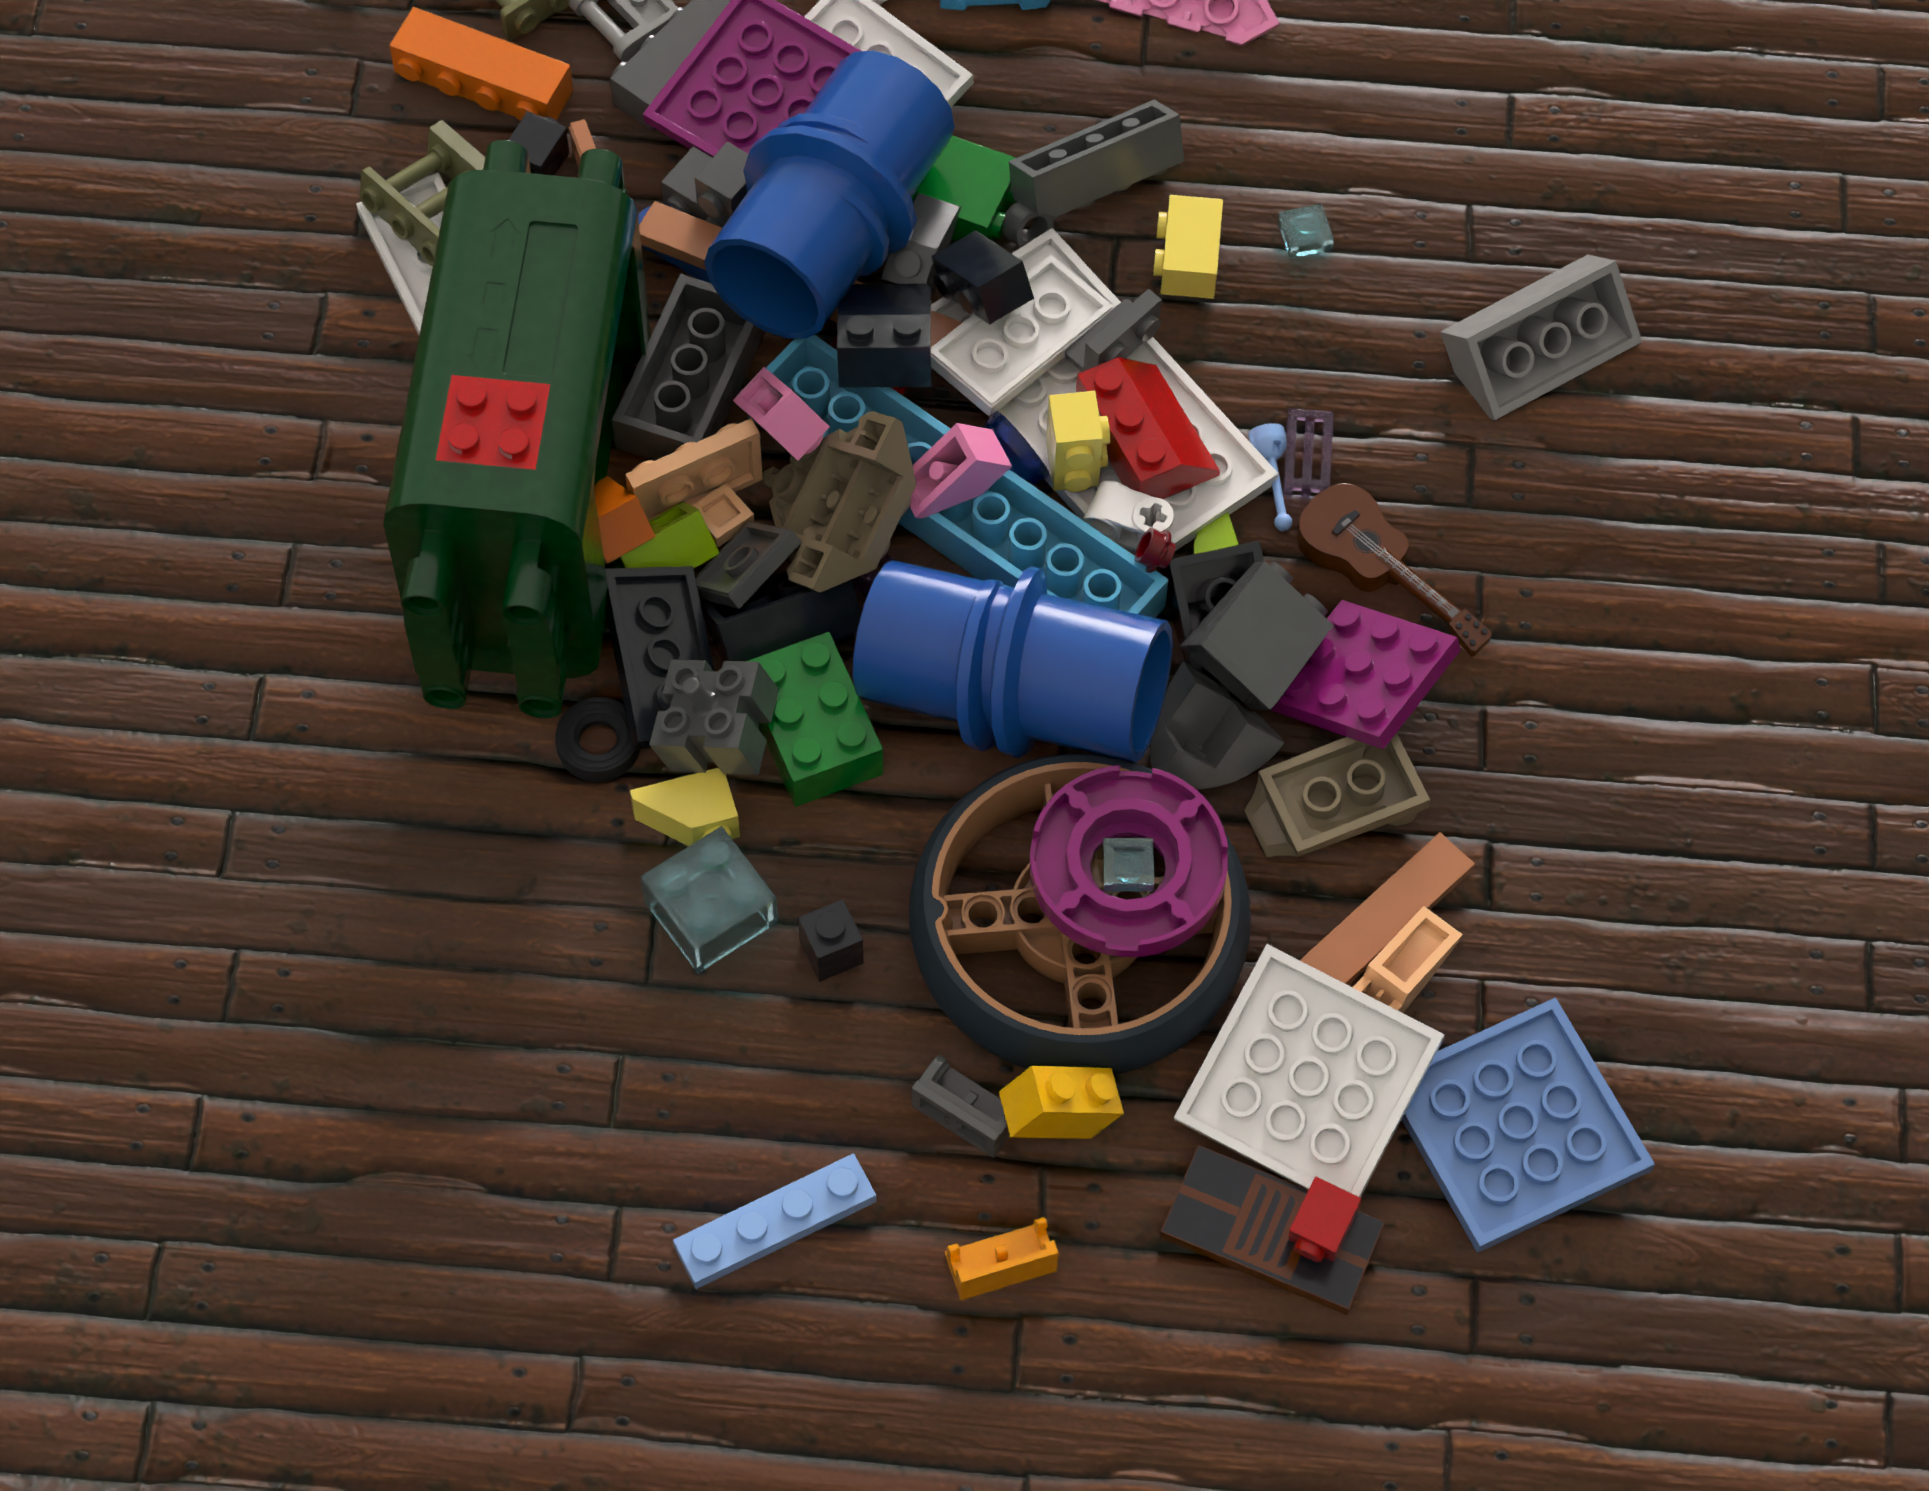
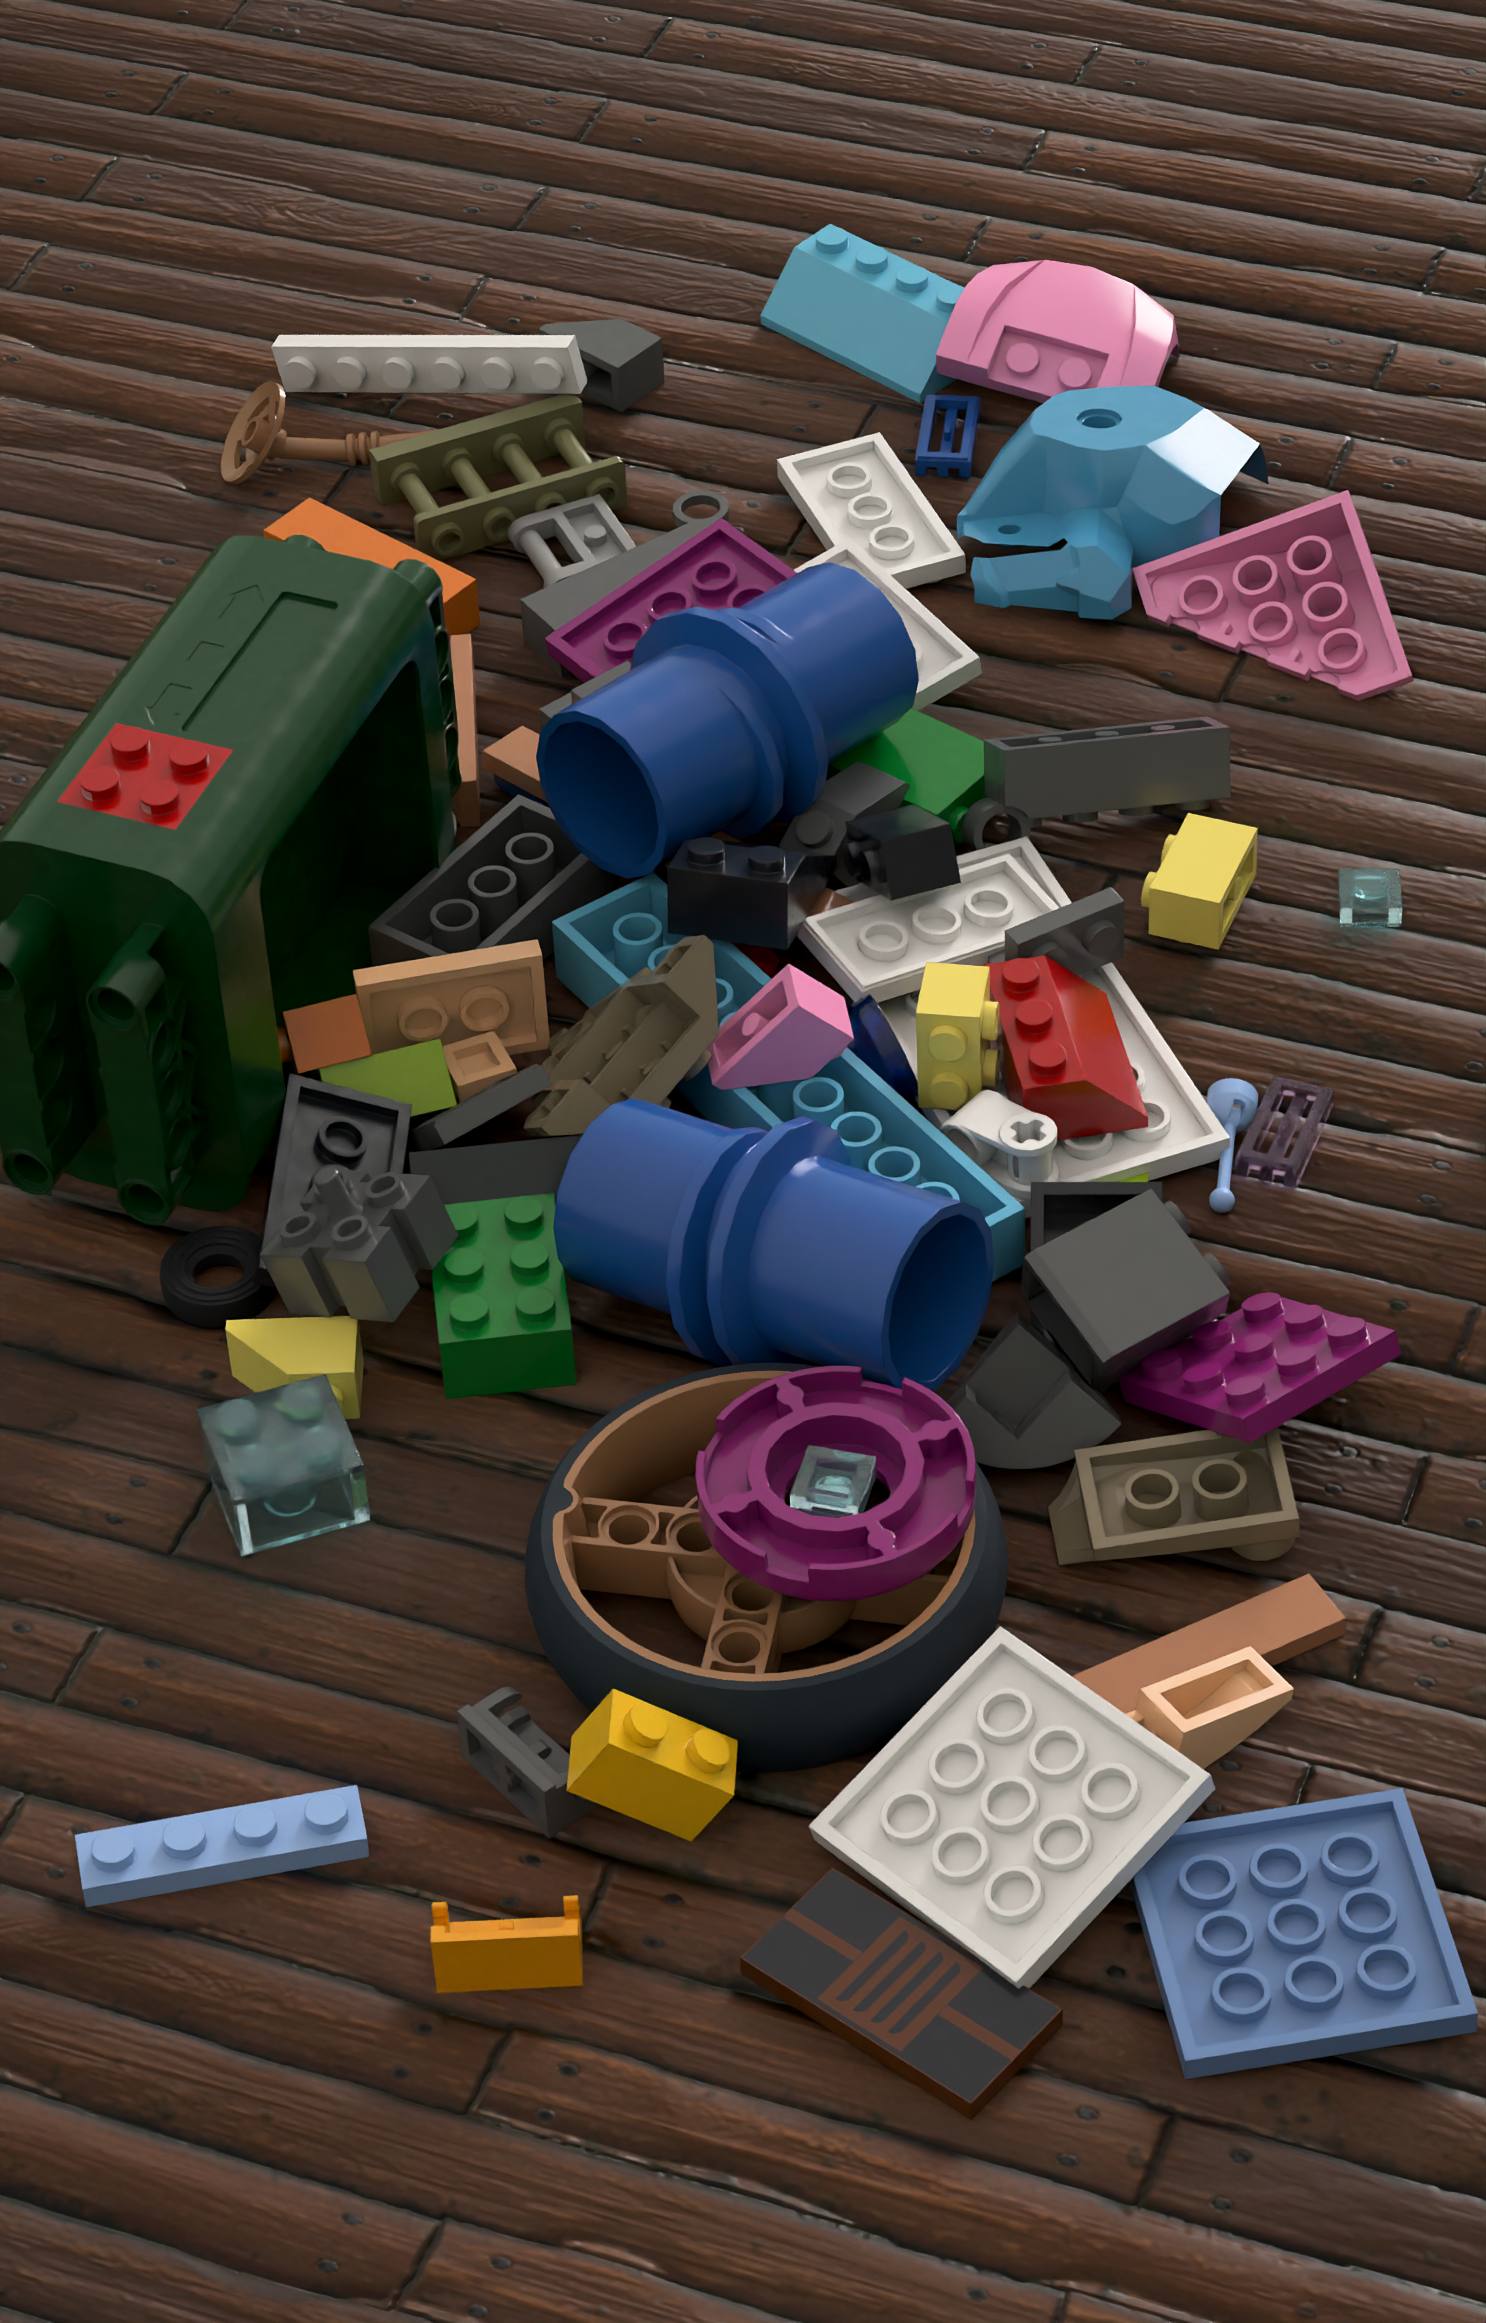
camera: 20 degrees right, 20 degrees down
(782, 414) = (583, 947): bright pink slope -> none
(831, 940) = (423, 1538): black brick -> none
(1155, 549) = (1015, 1167): dark red plate -> none
(1323, 1221) = (966, 1974): red brick -> none
(1350, 535) = (1311, 1230): reddish brown piece -> none

